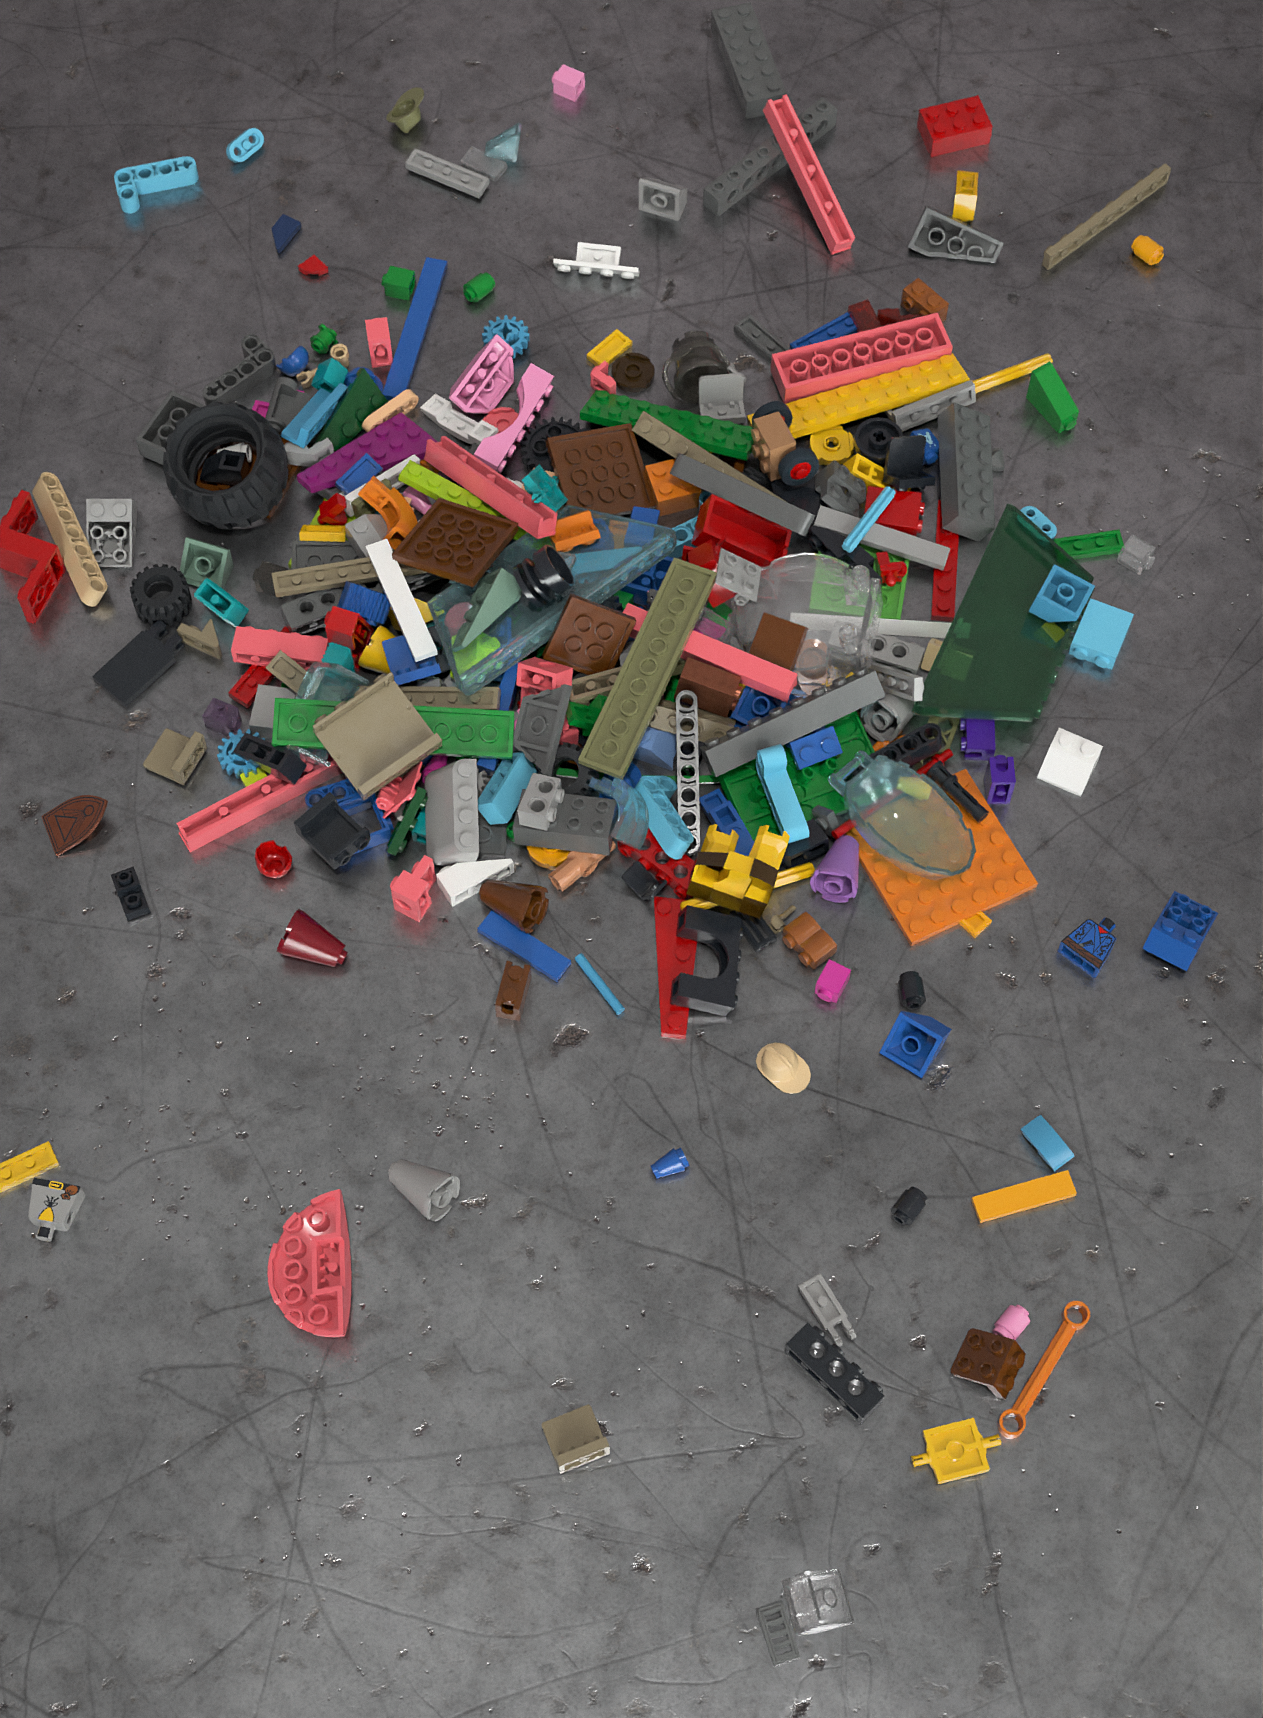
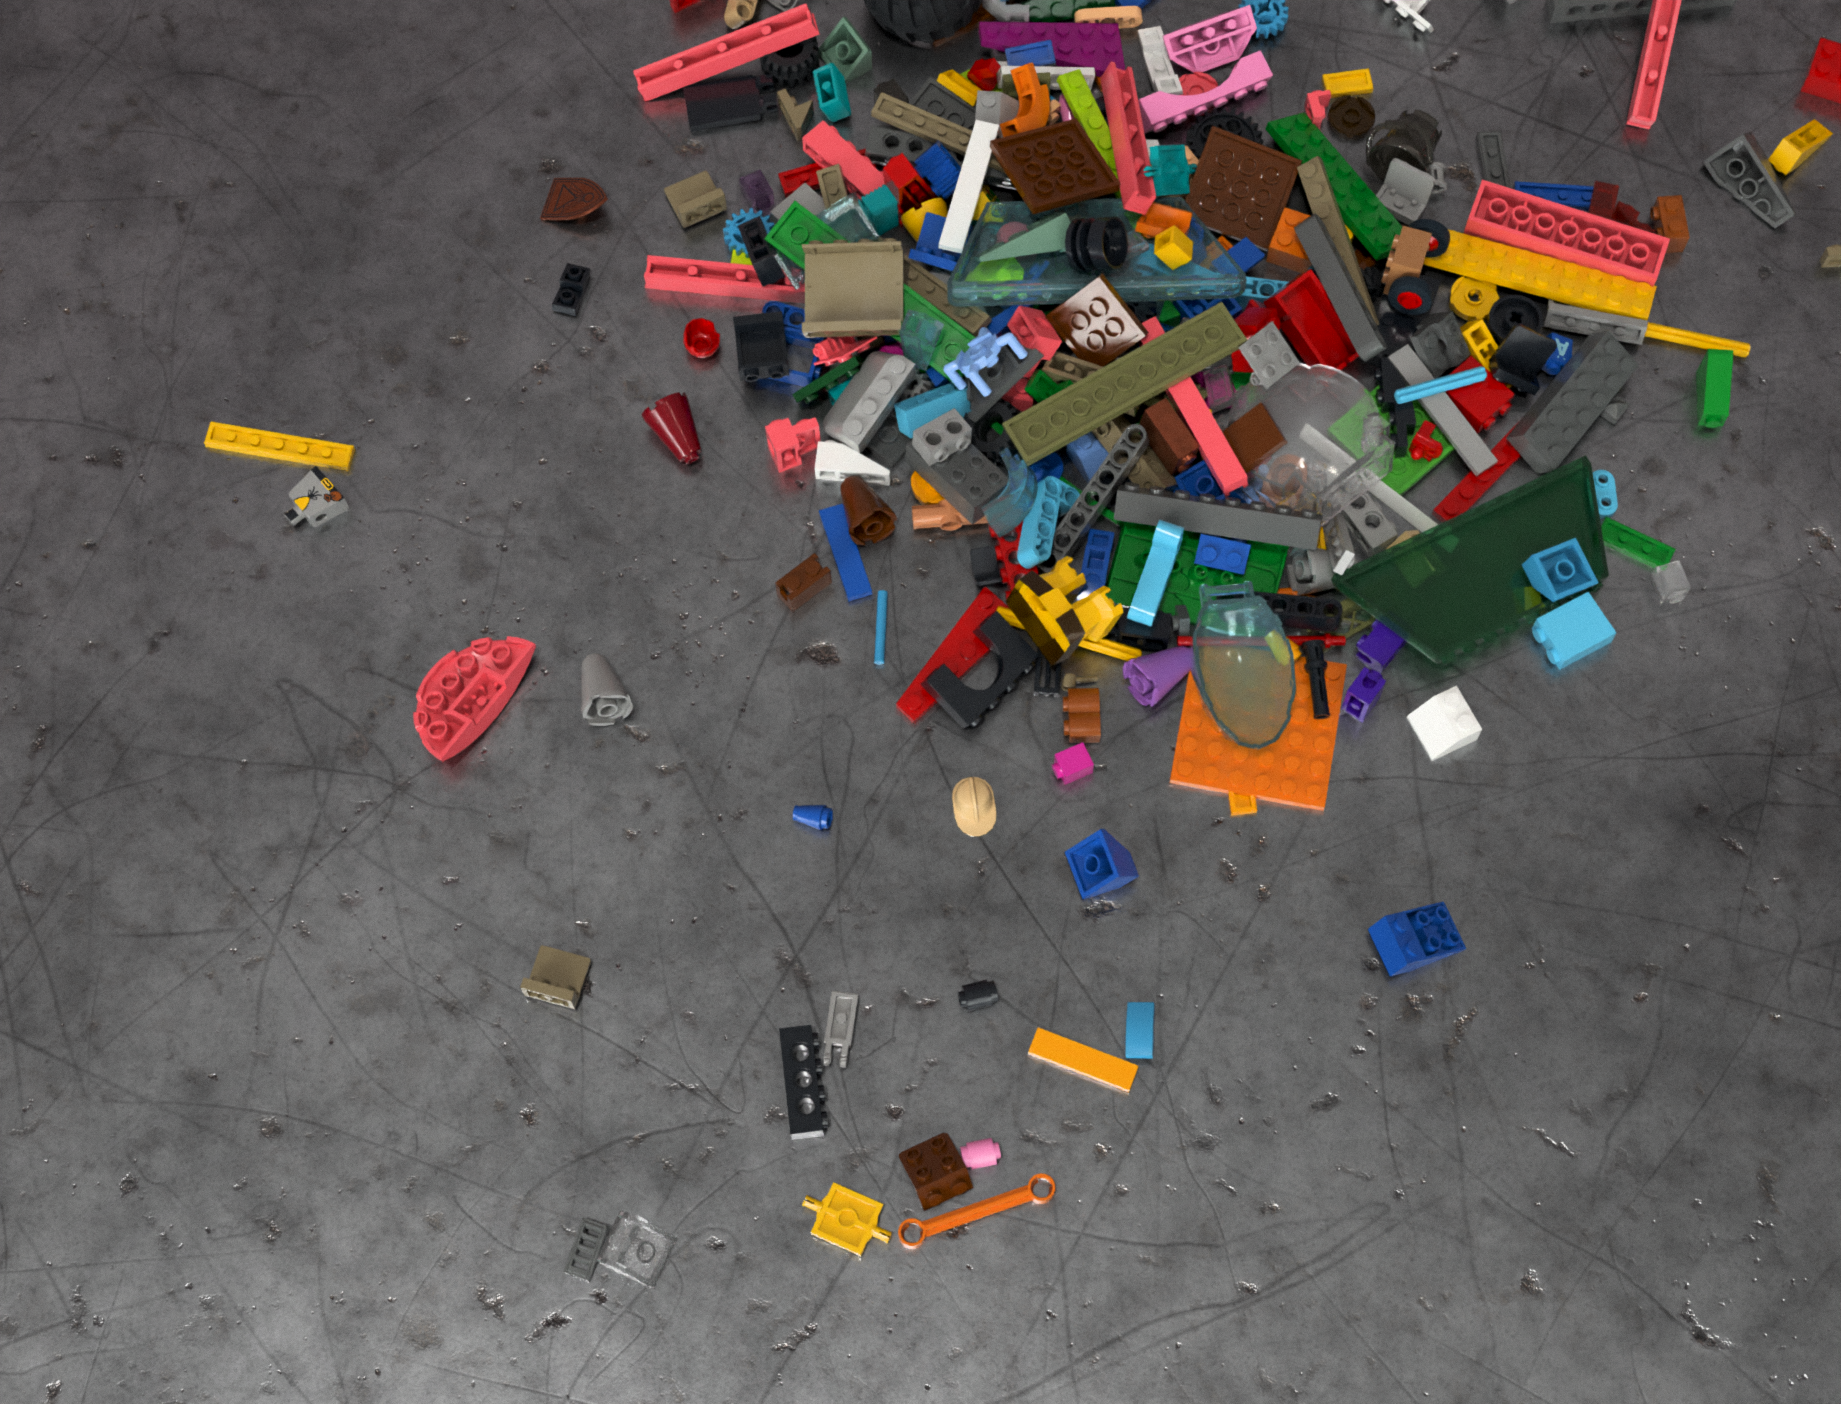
camera: 40 degrees right, 5 degrees up
(111, 625) = (726, 52): none -> coral tile
(460, 737) = (919, 337): none -> clear light blue slope
(520, 719) = (982, 353): none -> light blue plate
(599, 543) = (1173, 247): none -> yellow brick
(911, 990) = (1135, 819): black brick -> none
(1089, 945) = (1323, 893): torso -> none

